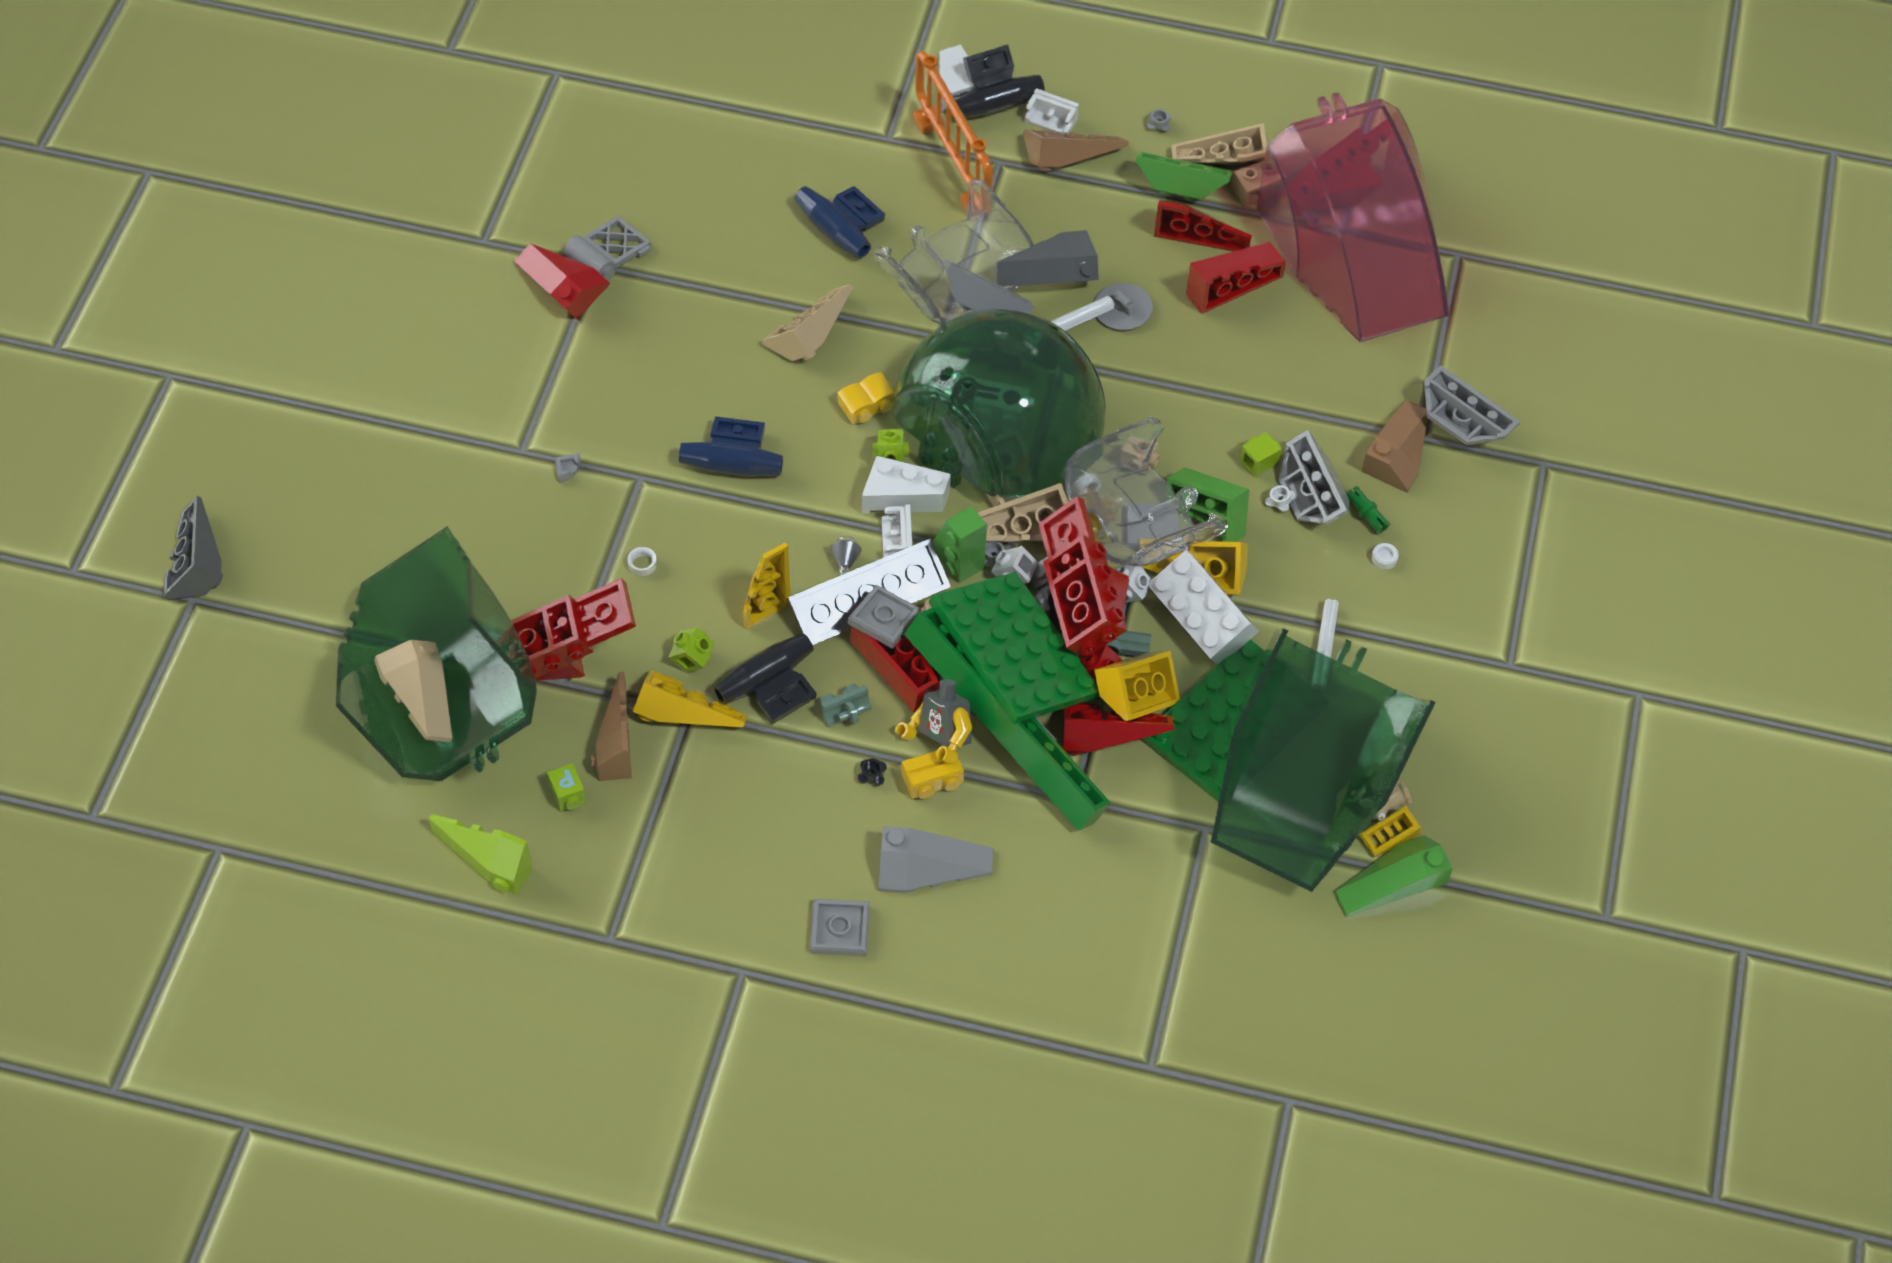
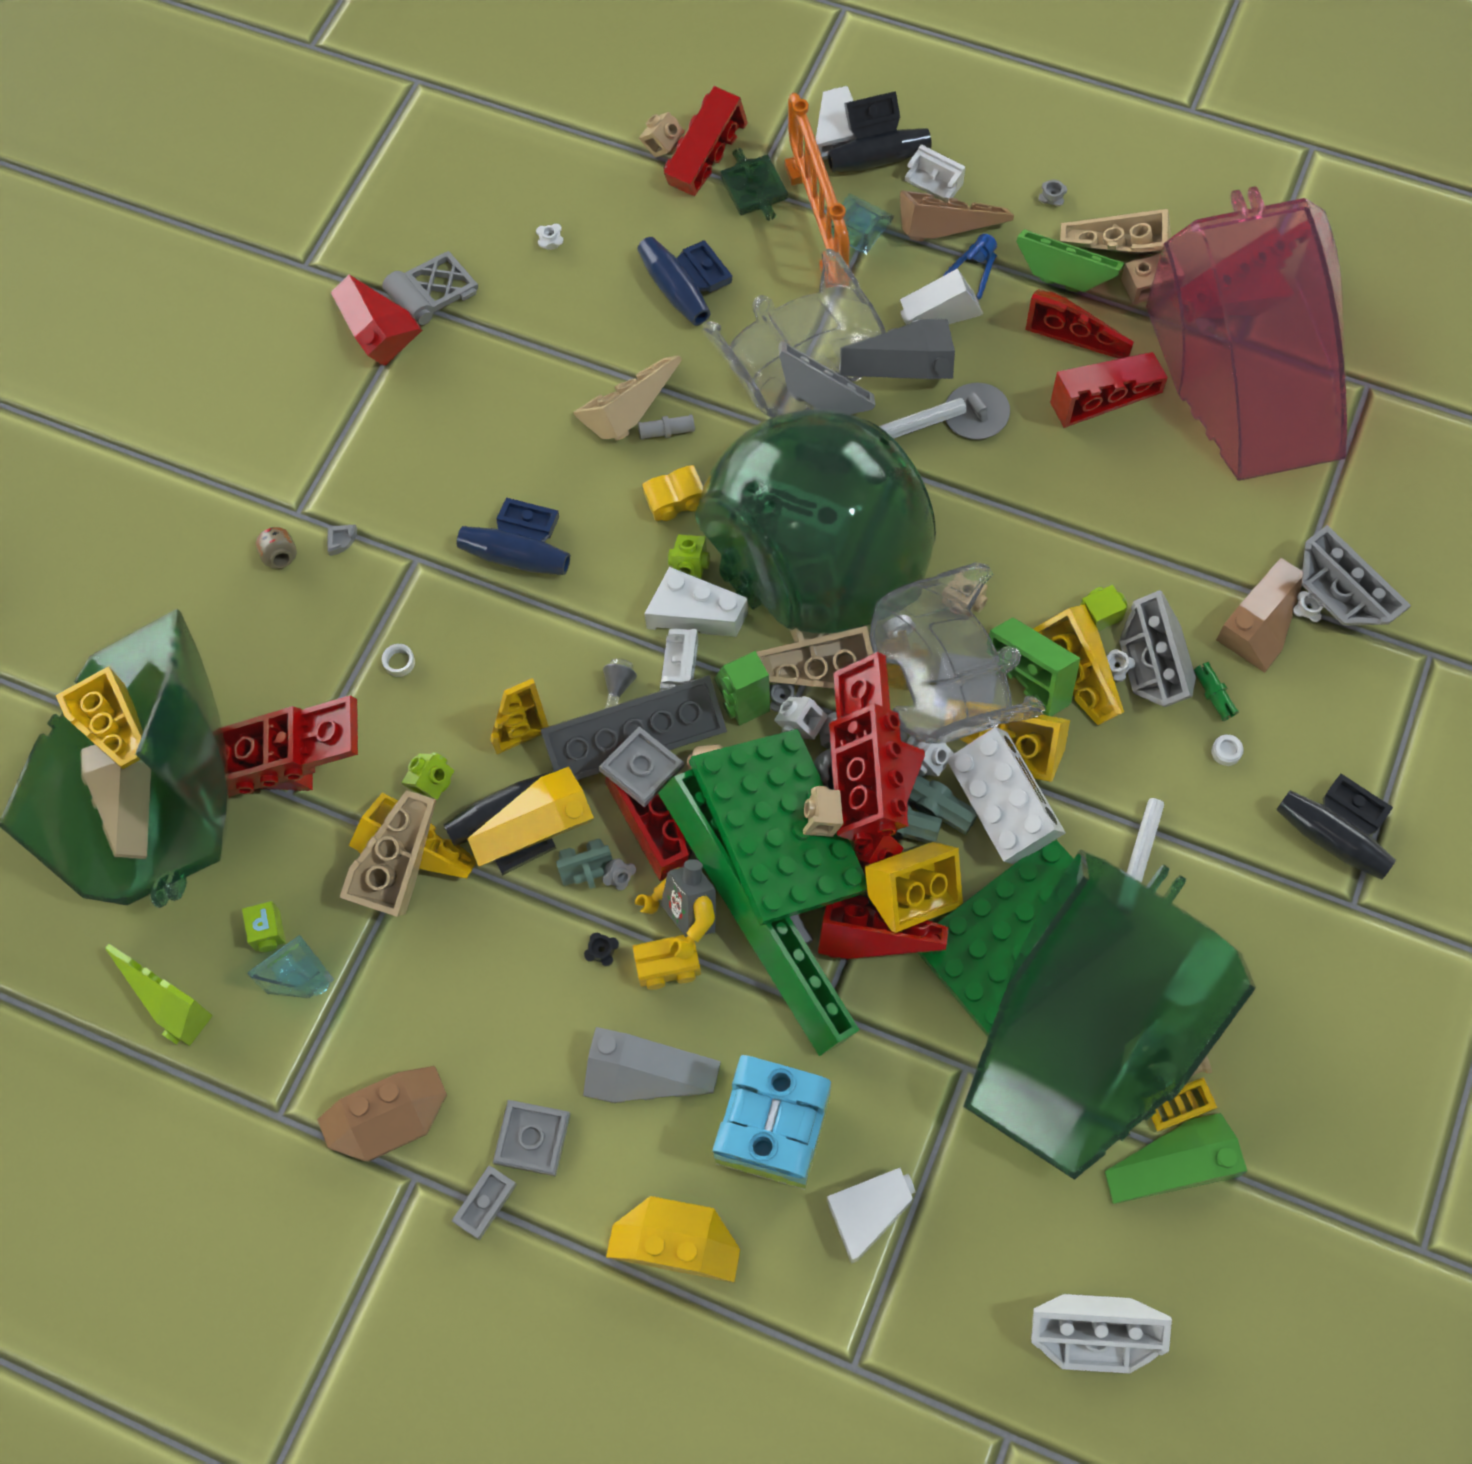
camera: 15 degrees right, 10 degrees up
(398, 621) = (105, 715): none -> yellow wedge
(511, 478) = (276, 547): none -> dark tan head
(603, 817) = (293, 971): none -> clear light blue slope
(613, 742) = (327, 869): medium nougat wedge -> none
(674, 719) = (390, 862): none -> tan wedge
(704, 923) = (384, 1114): none -> medium nougat wedge
(710, 195) = (549, 242): none -> white plate
(797, 667) = (539, 813): none -> yellow wedge
(798, 99) = (661, 134): none -> tan brick
(809, 980) = (484, 1202): none -> light grey plate
(839, 101) = (705, 140): none -> red wedge
(848, 345) = (666, 427): none -> light grey pin
(874, 704) = (615, 868): none -> light grey plate
(889, 135) = (754, 184): none -> clear green plate
(980, 988) = (675, 1239): none -> yellow wedge
(1001, 159) = (864, 222): none -> clear light blue slope
(1050, 878) = (772, 1121): none -> medium azure piece
(1052, 630) = (823, 812): none -> tan brick
(1077, 214) = (942, 299): none -> white slope
(1104, 173) = (981, 250): none -> blue plant
(1142, 942) = (869, 1210): none -> white slope
(1144, 619) = (938, 801): none -> sand green piece
(1263, 513) = (1094, 684): none -> yellow wedge
(1352, 1009) = (1100, 1333): none -> white wedge
(1435, 435) = (1301, 609): none -> white plate
(1490, 601) = (1343, 824): none -> black plate

